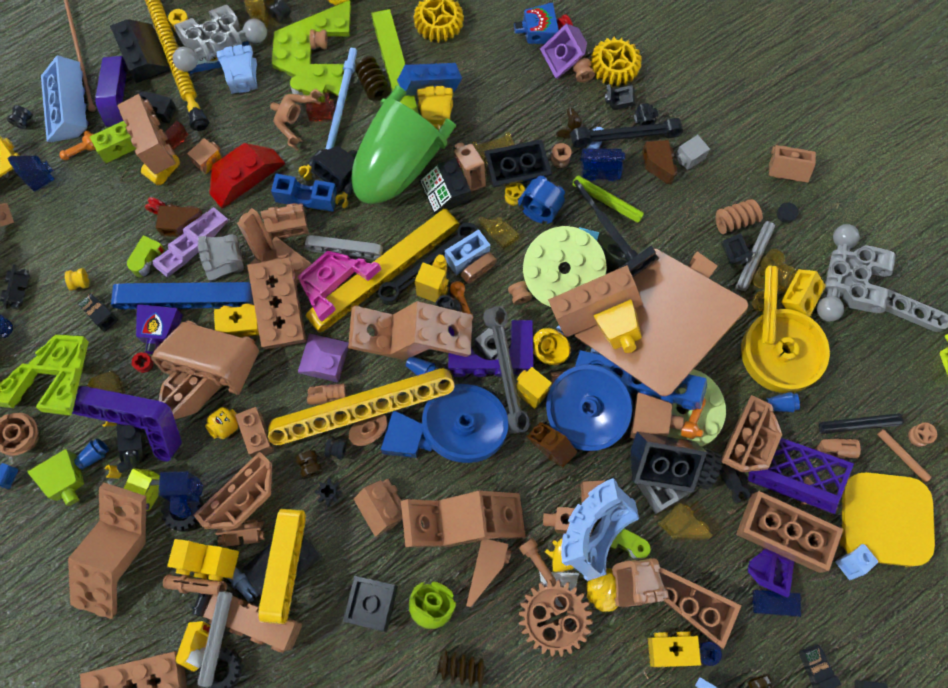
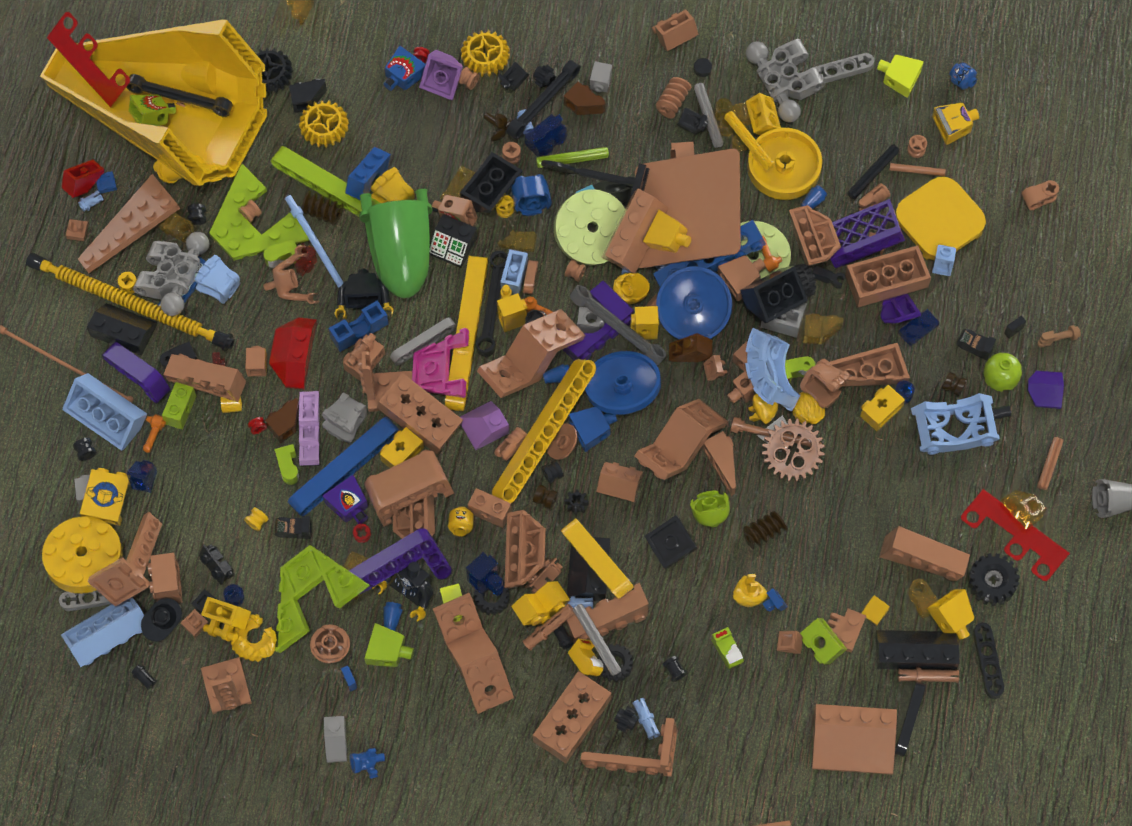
camera: 40 degrees left, 5 degrees down
(557, 477) = (714, 368): none -> nougat tile

